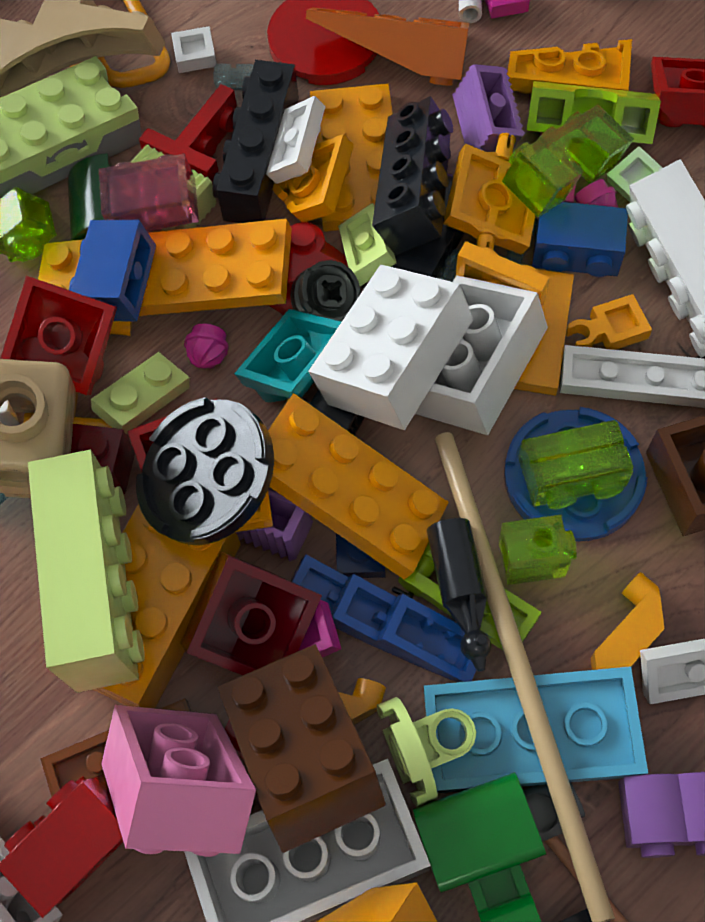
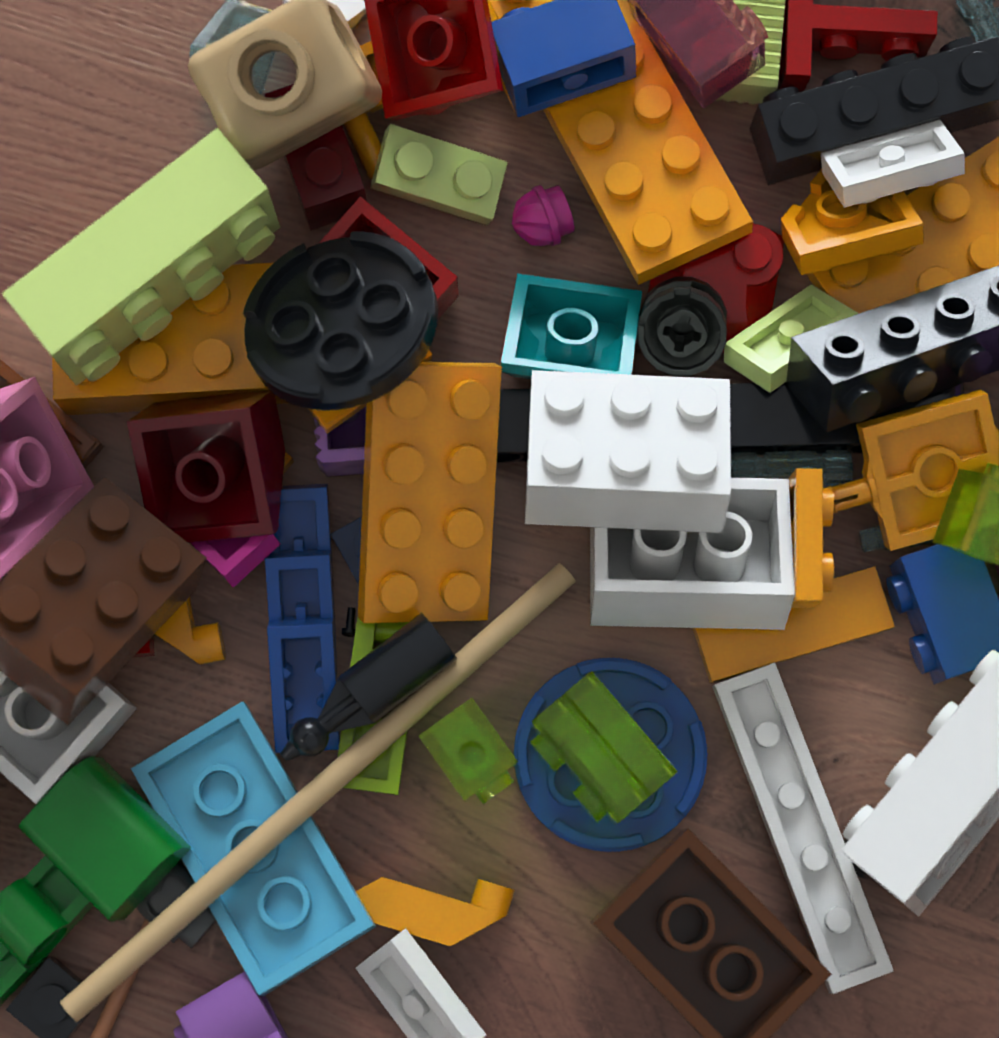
camera: 55 degrees right, 15 degrees up
(417, 748) = (160, 727): yellowish green tile -> none
(613, 323) = (845, 713): light orange plate -> none

